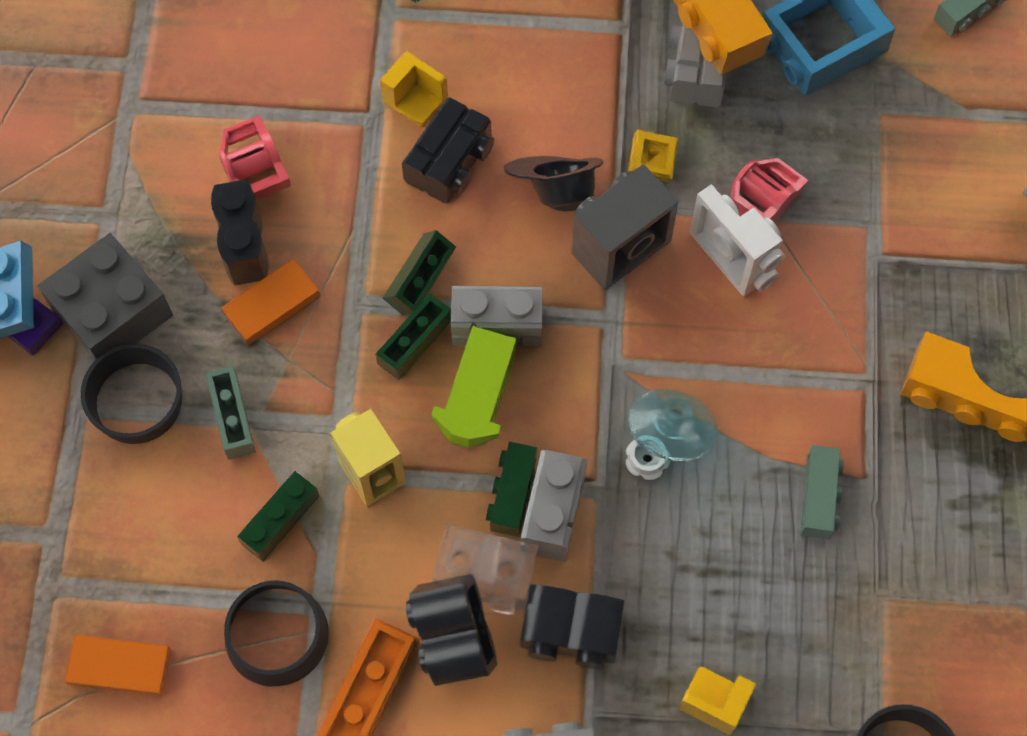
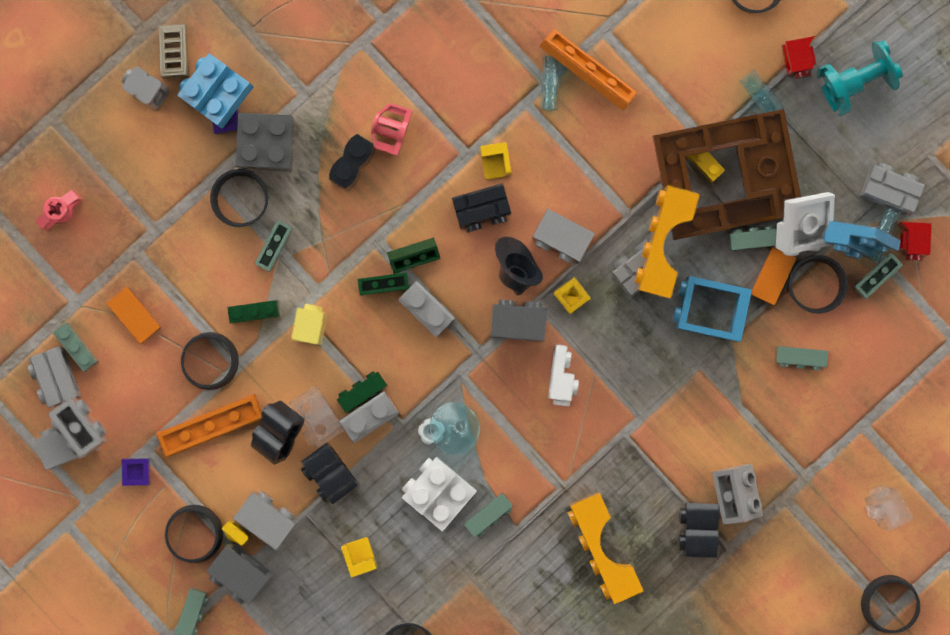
camera: 45 degrees right, 20 degrees up
(270, 302) = (338, 206): orange tile -> none
(477, 390) = (383, 338): lime piece -> none
(575, 101) = (562, 236): none -> light grey brick
(731, 523) = (438, 493): none -> white plate
(764, 190) = (603, 360): coral piece -> none

